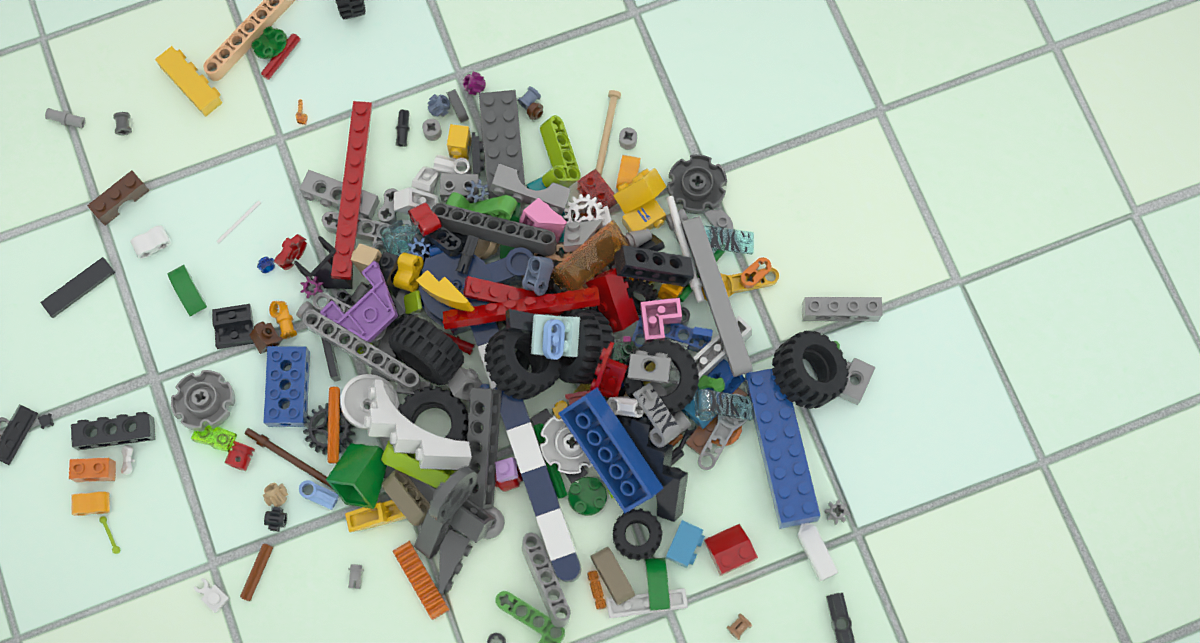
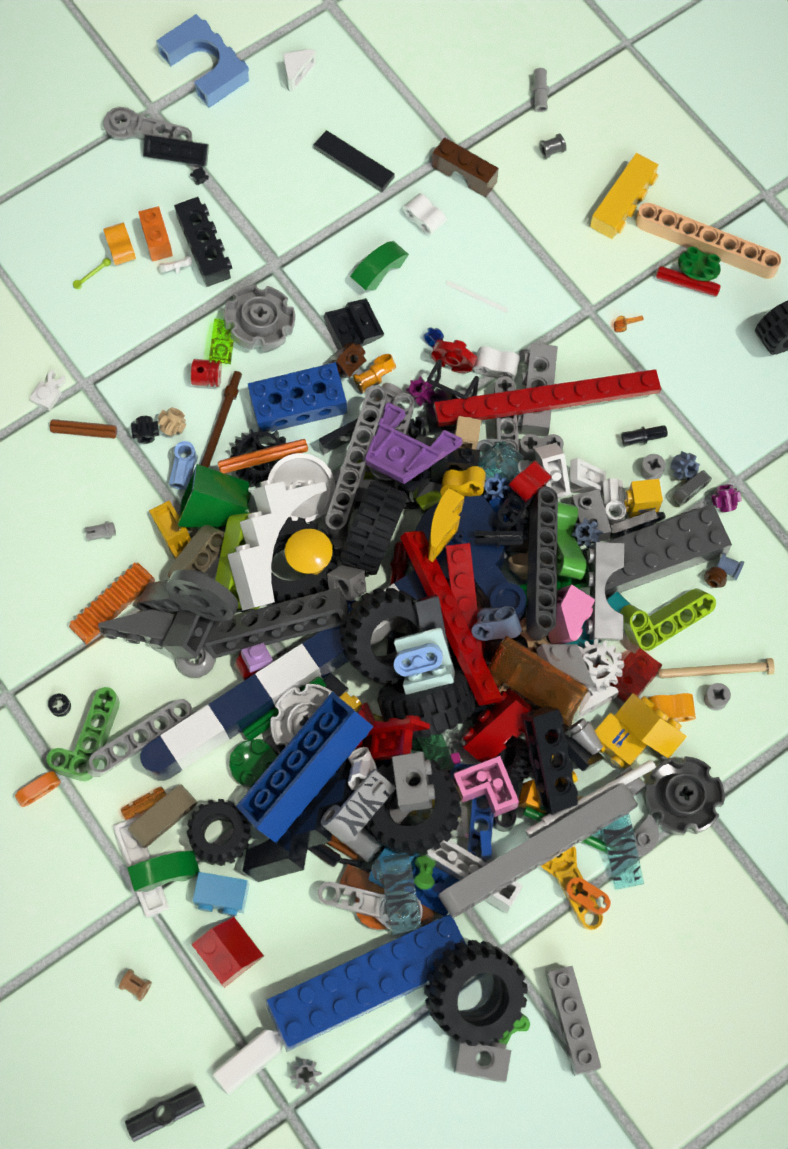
camera: 75 degrees right, 5 degrees down
(305, 221) = (496, 362): none -> white axle
(431, 405) = (308, 551): none -> yellow dish

